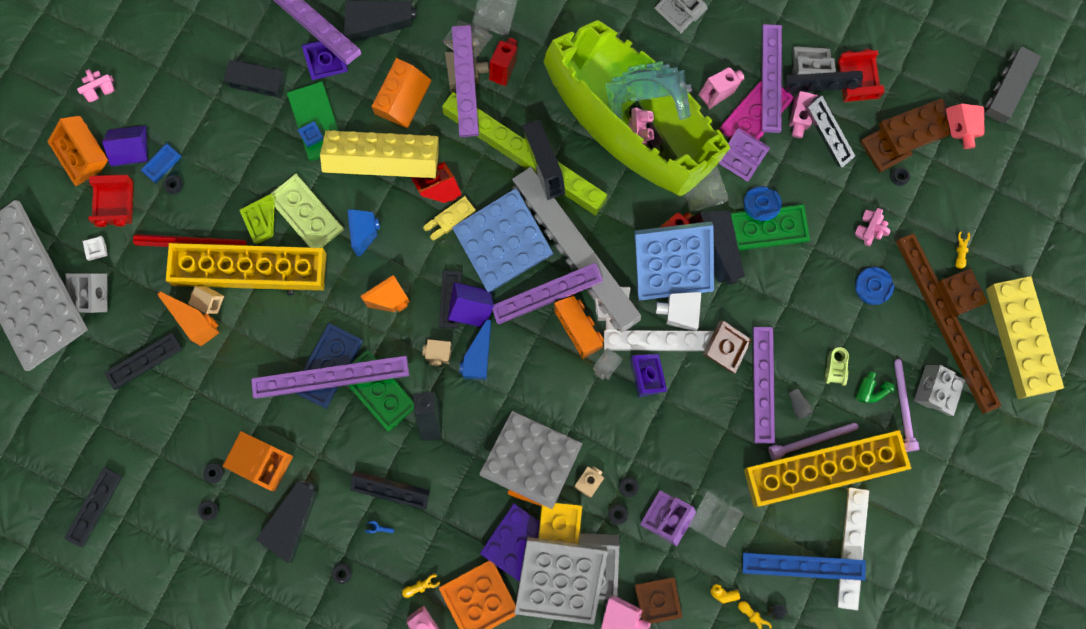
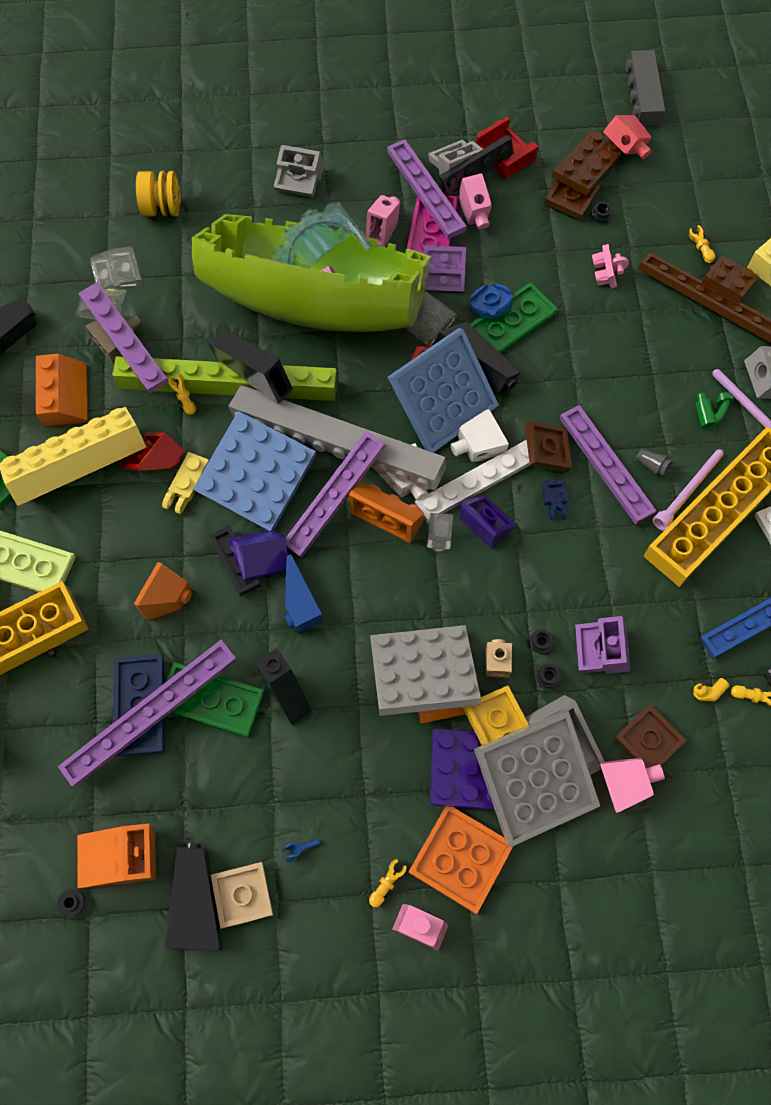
camera: 30 degrees left, 10 degrees down
(202, 510) = (80, 950): black plate -> none
(323, 535) = (241, 895): none -> tan plate
(335, 573) = (282, 919): black plate -> none
(362, 229) = (97, 540): blue slope -> none
(390, 490) = (288, 797): black plate -> none
(437, 352) = (253, 620): tan brick -> none
(485, 149) = (182, 394): none -> yellow piece
(503, 61) = (149, 297): red torso -> none
(709, 386) = (555, 494): none -> clear blue plate
(716, 519) = (650, 621): clear slope -> none
(829, 131) = (512, 201): plate -> none
(837, 371) = (666, 410): yellowish green piece -> none
(874, 286) = (646, 318): blue tile -> none

